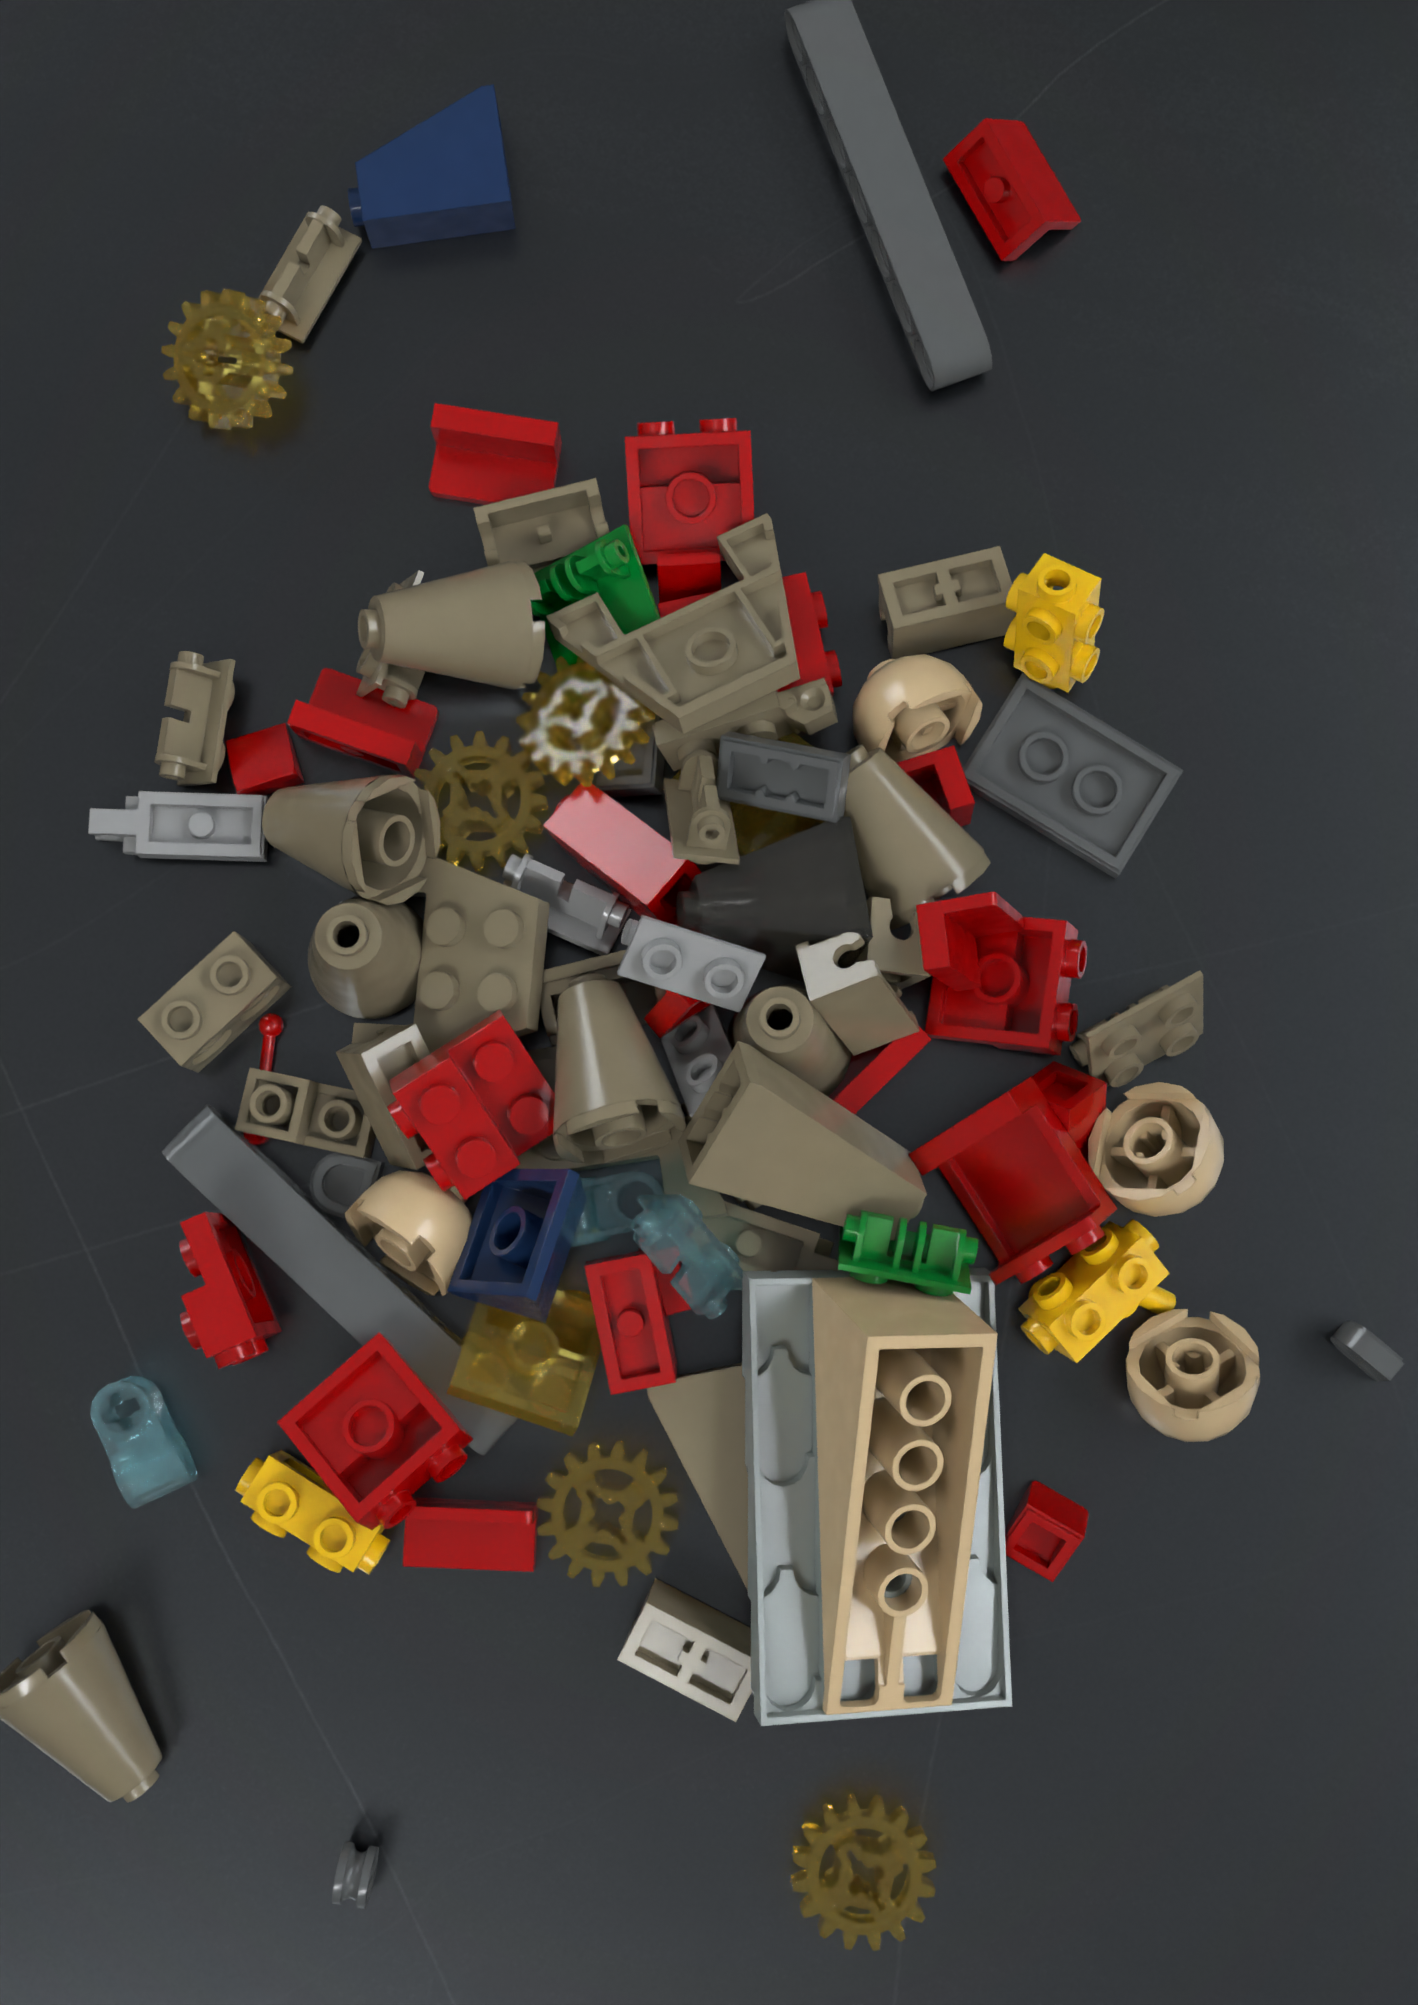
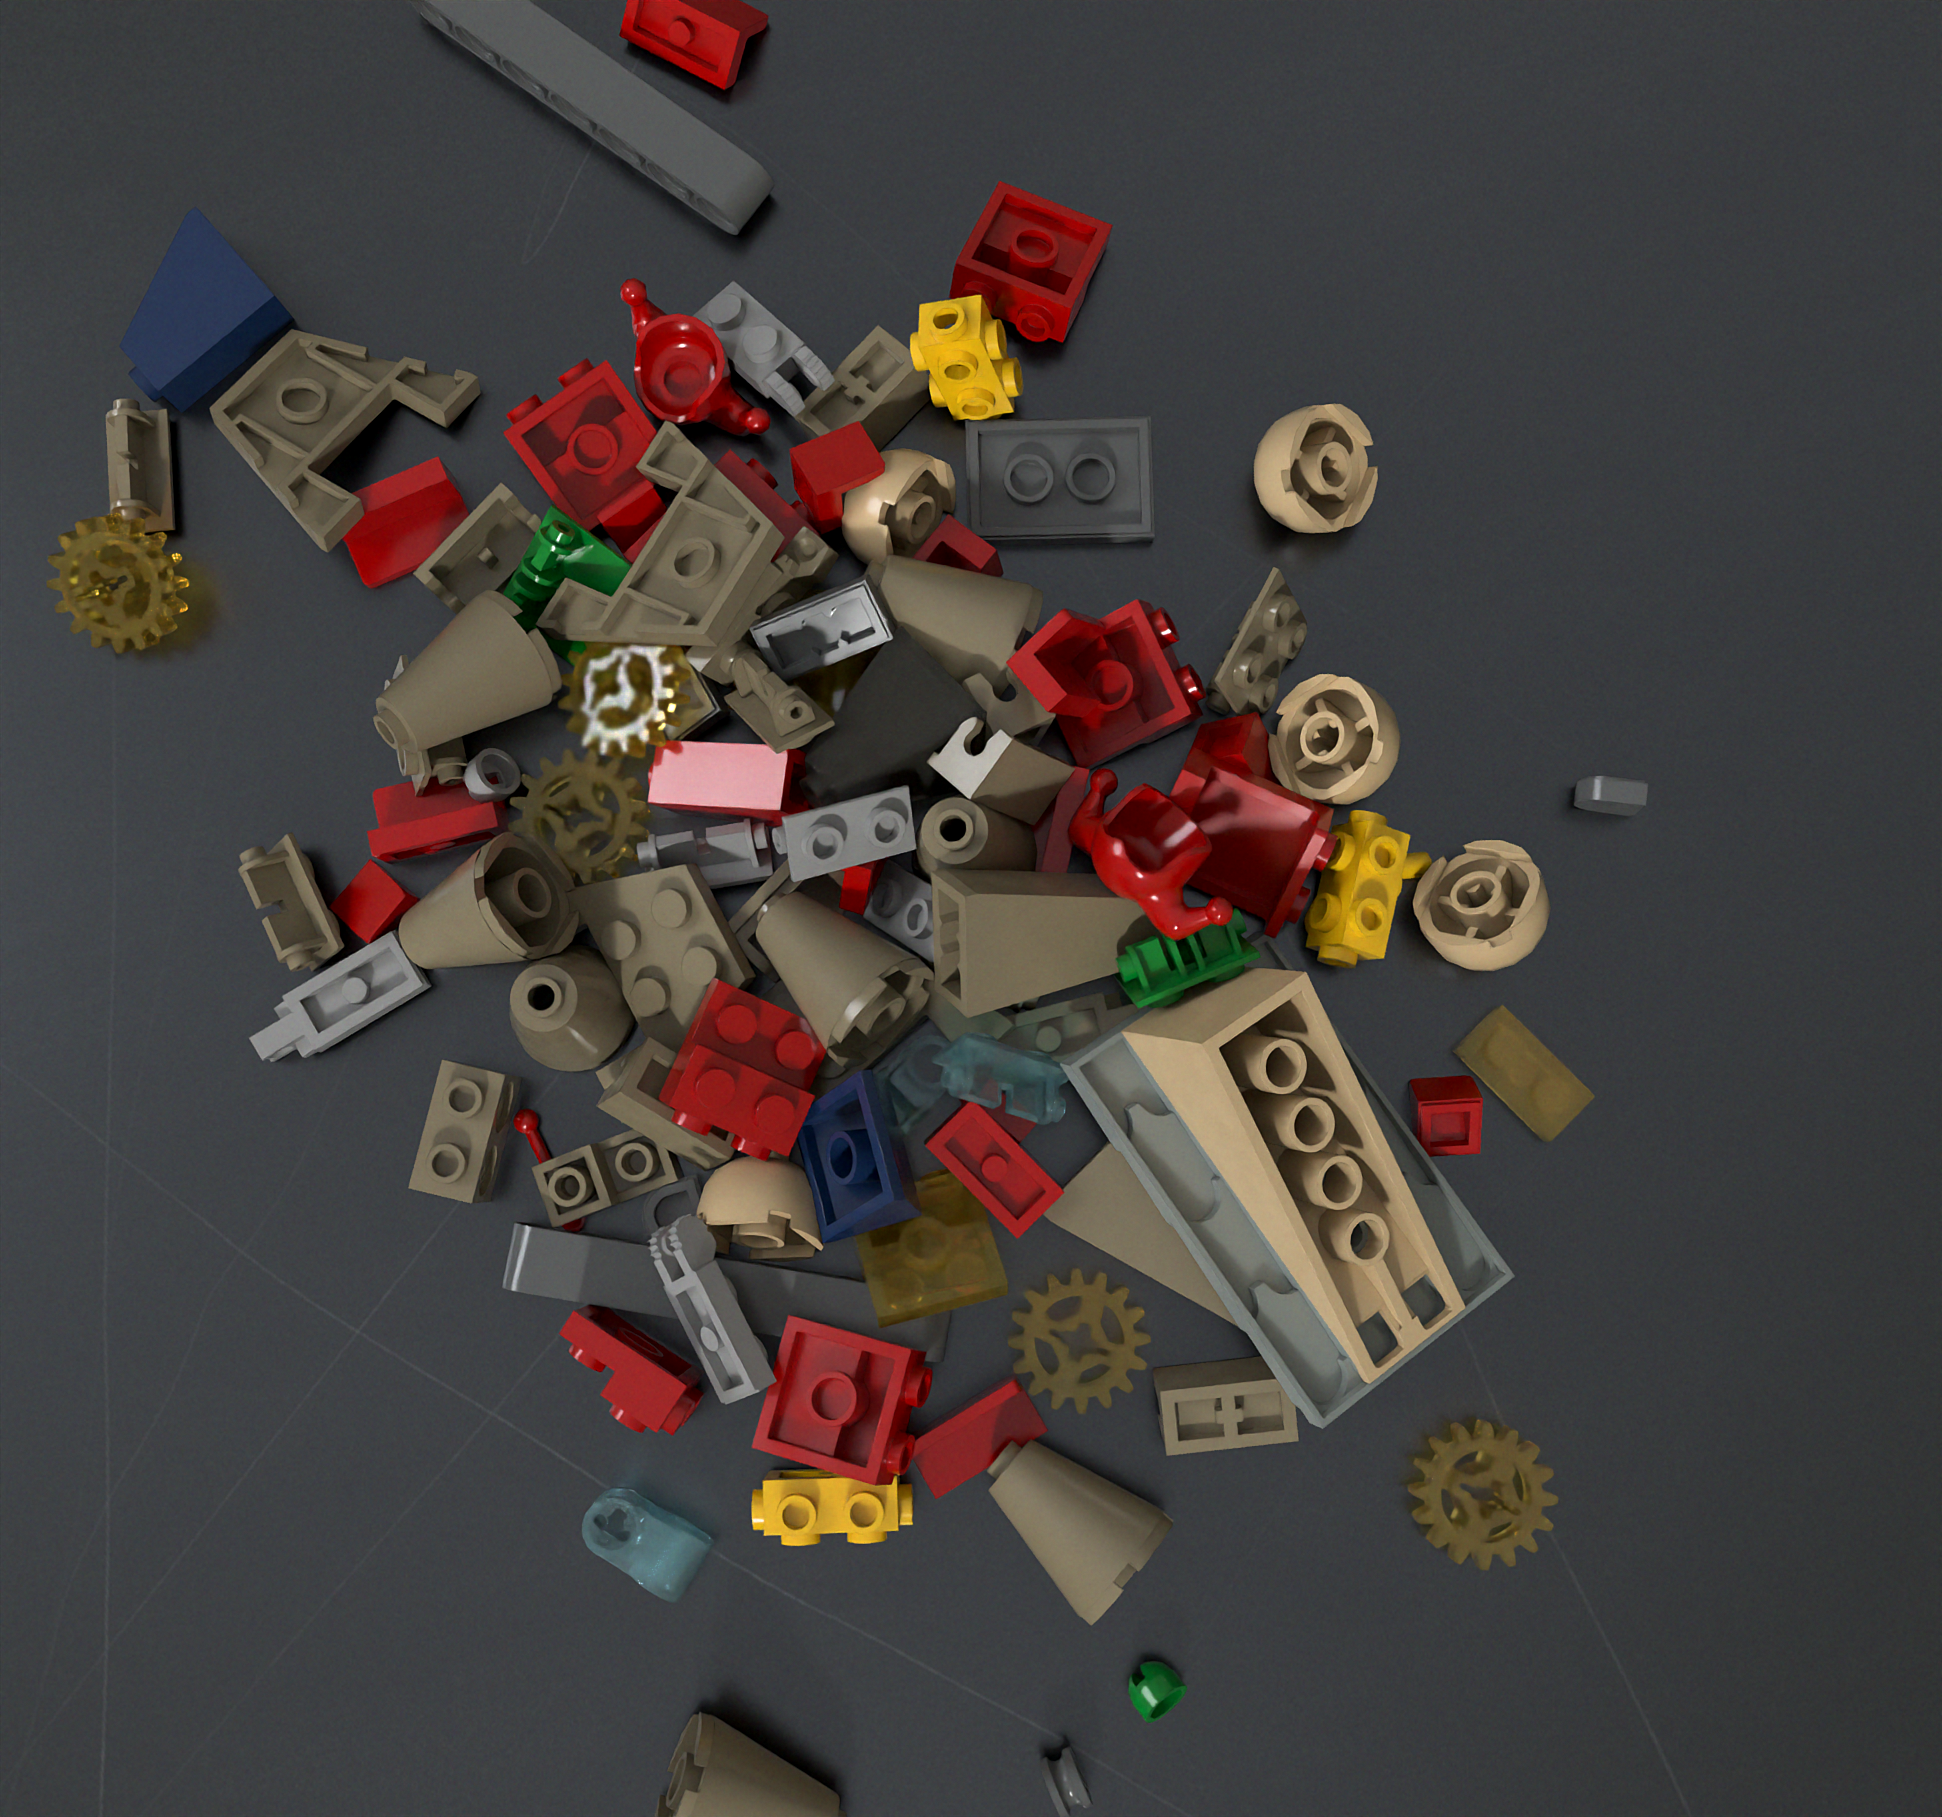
camera: 30 degrees left, 0 degrees up
(317, 1284) = (709, 1309): none -> light grey hinge
(429, 707) = (486, 765): none -> light grey hinge
(480, 1851) = (1156, 1692): none -> green hinge
(481, 310) = (310, 403): none -> dark tan wing
(504, 1666) = (1076, 1524): none -> dark tan cone
(812, 480) = (685, 369): none -> red piece
(882, 644) = (833, 466): none -> red panel
(887, 499) = (762, 347): none -> light grey hinge
(931, 1143) = (1146, 853): none -> red piece
(1134, 1539) = (1523, 1073): none -> clear yellow plate
(1166, 573) = (1030, 261): none -> red plate
(1294, 908) = (1316, 469): none -> tan cylinder

